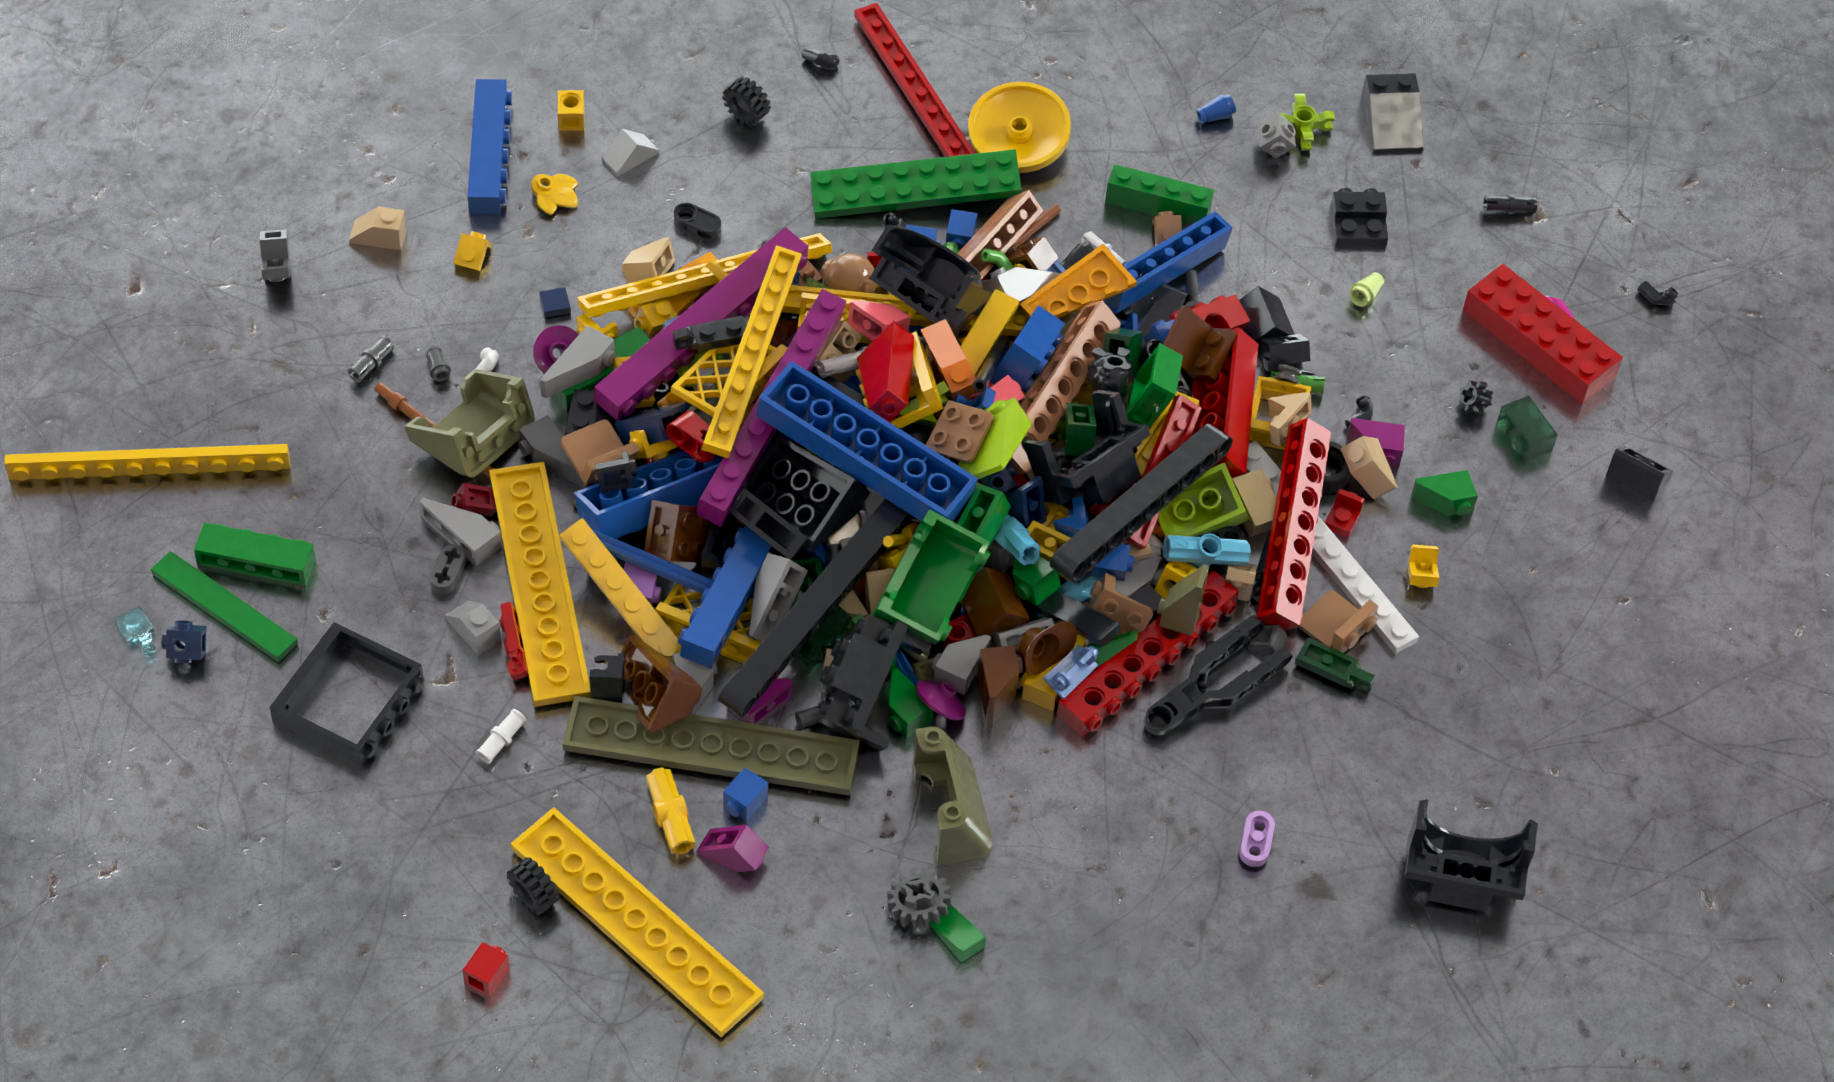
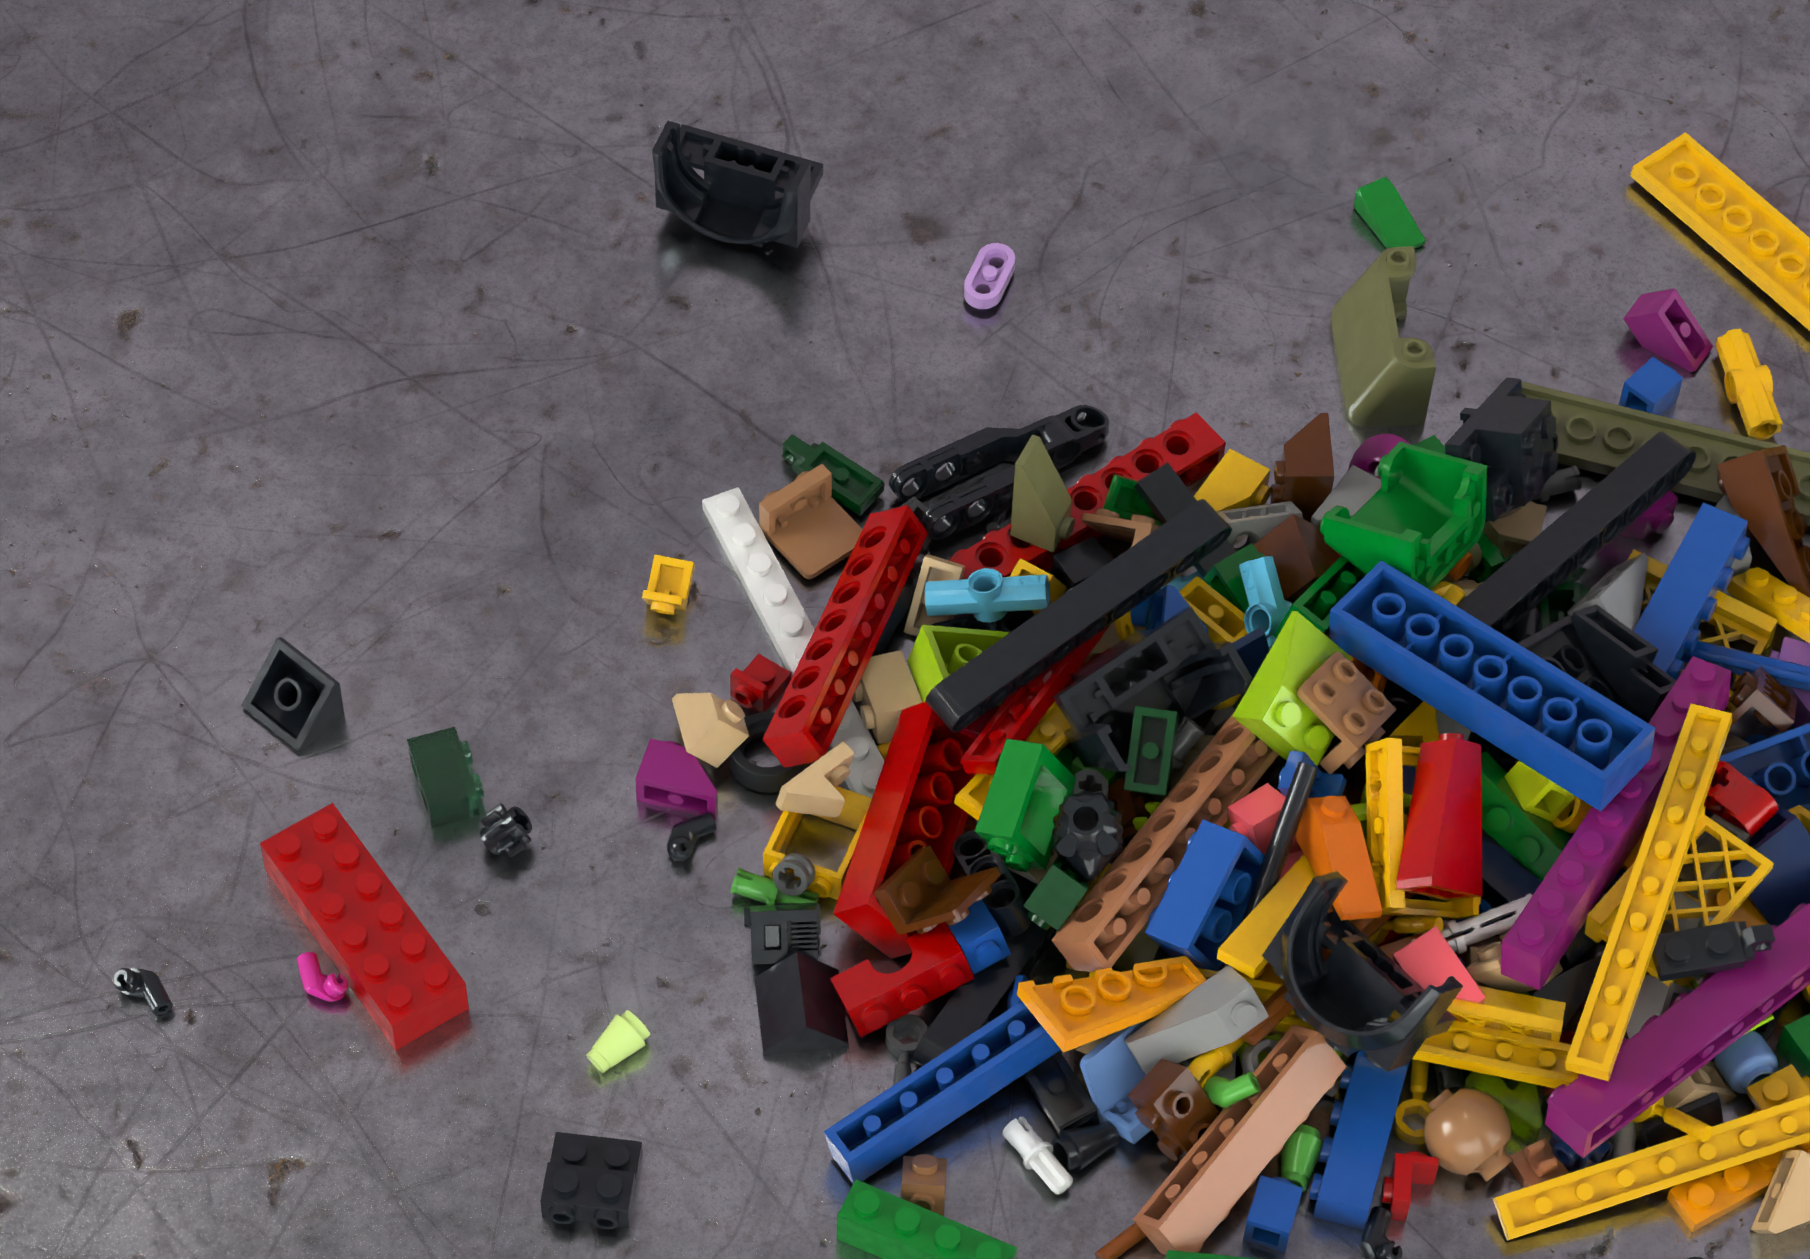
camera: 170 degrees left, 0 degrees up
(919, 898) = (1438, 244): dark grey gear -> none
(1046, 647) = (1249, 488): reddish brown piece -> none
(1072, 670) = (1217, 456): medium blue hinge -> none
(1446, 493) = (599, 691): green slope -> none
(1510, 204) = (327, 1176): black pin -> none

